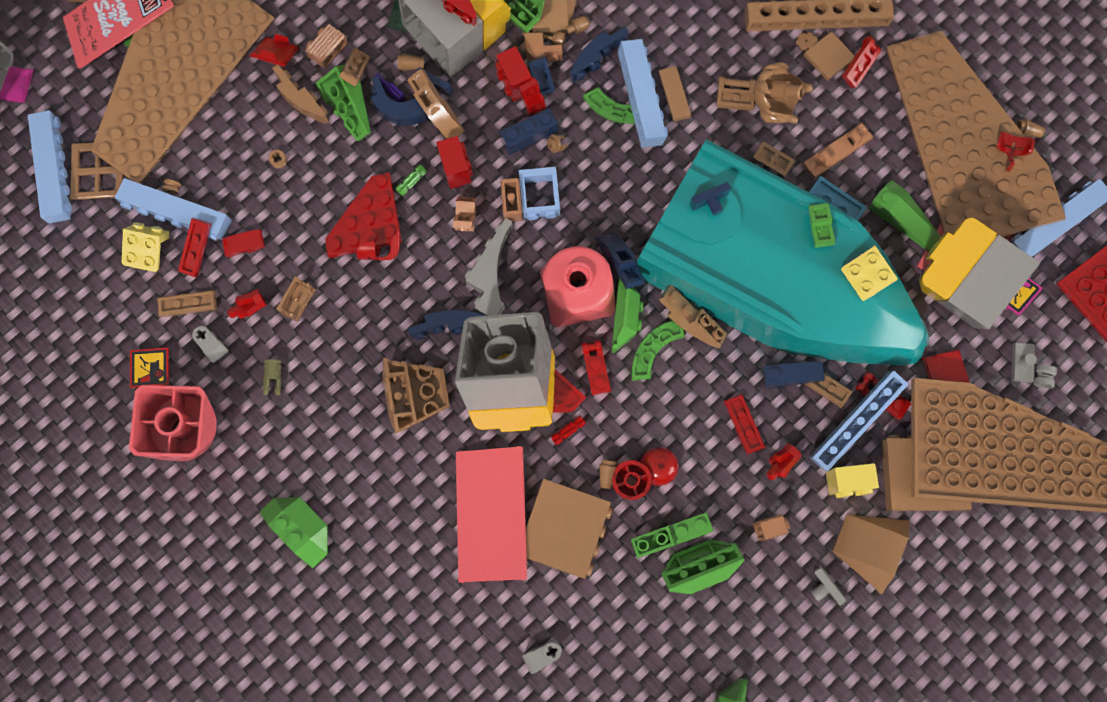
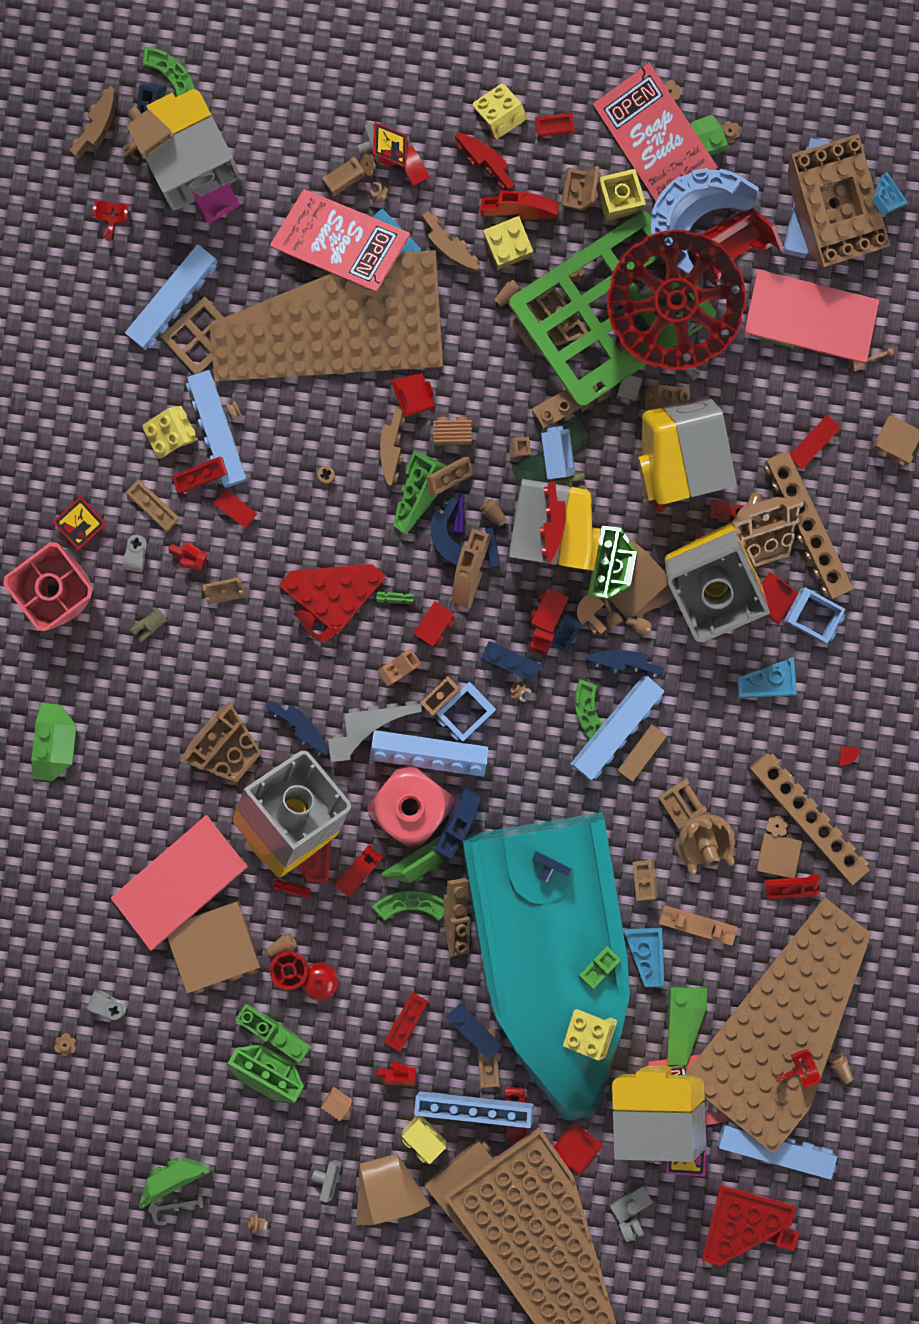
camera: 45 degrees right, 10 degrees up
(379, 11) = (519, 447): none -> medium nougat slope
(548, 241) = (429, 753): none -> light blue brick
(819, 676) = (255, 1222): none -> medium nougat plate

